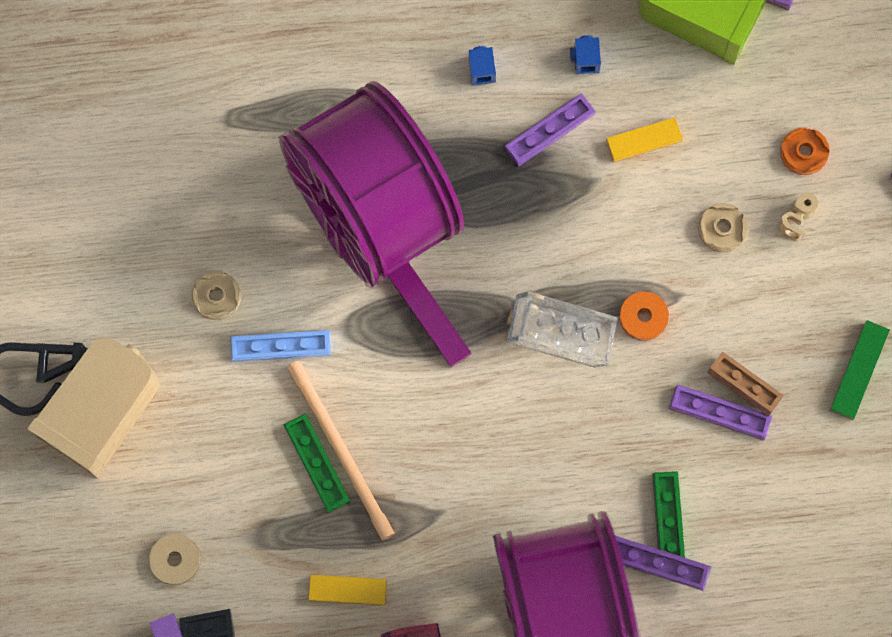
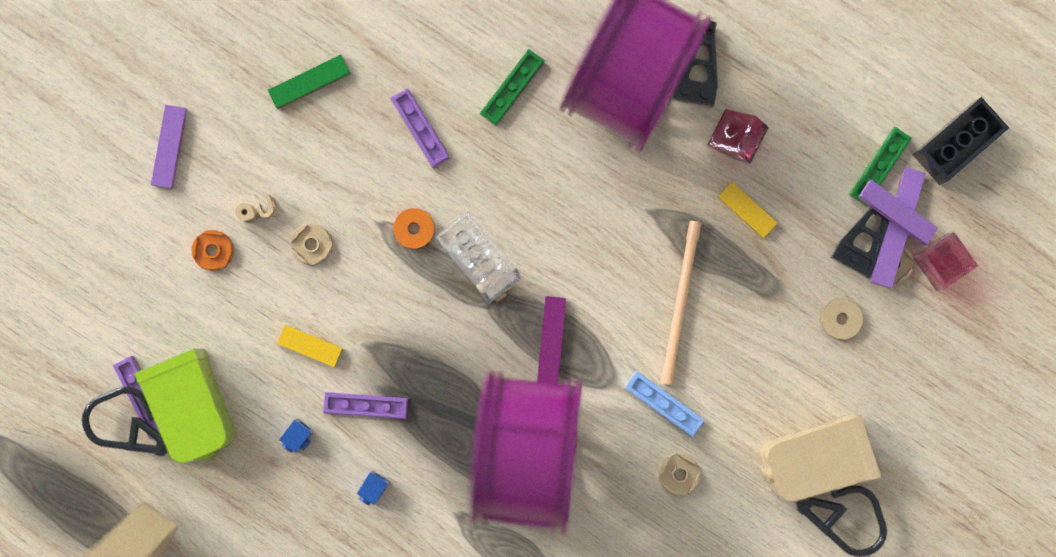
camera: 145 degrees left, 10 degrees up
(316, 463) = (702, 307): green tile -> none
(663, 564) = (540, 65): medium lavender tile -> none
(745, 384) = (389, 131): medium nougat plate -> none

